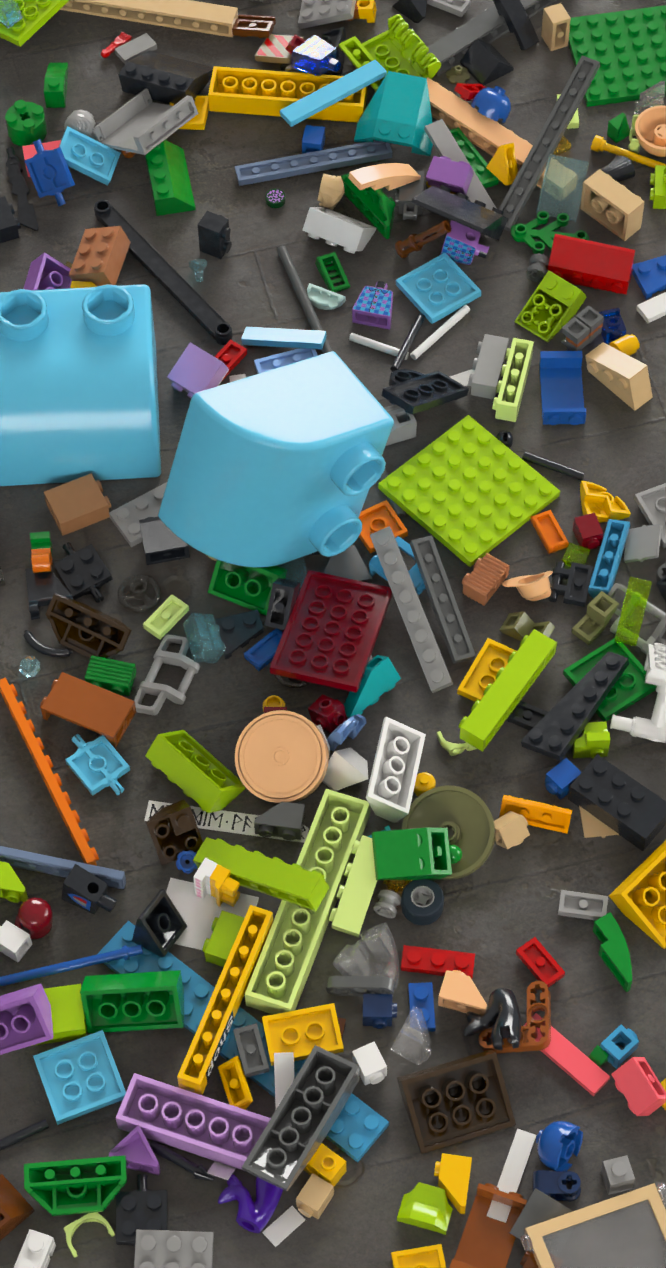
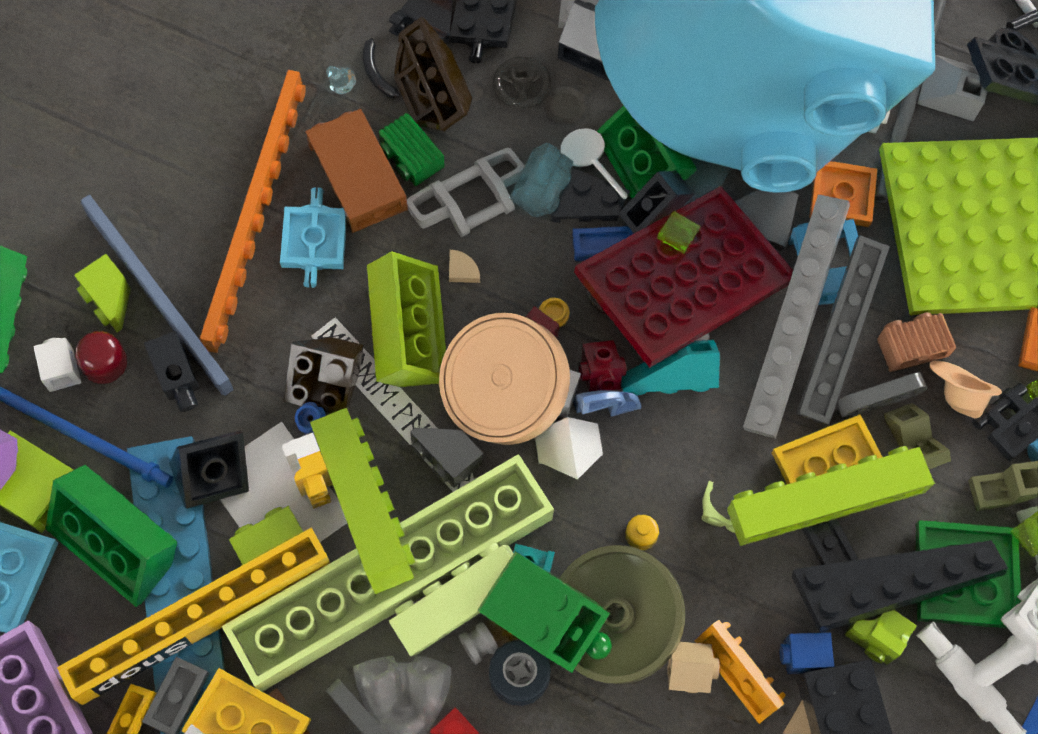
camera: 35 degrees right, 10 degrees up
(166, 617) = (525, 128): yellowish green plate -> none
(199, 720) = (462, 268): none -> tan tile
(213, 603) = (586, 148): none -> white piece
(309, 609) = (678, 232): none -> clear neon green tile
(394, 770) = (615, 491): white slope -> none
(490, 620) = (881, 395): none -> dark grey beam

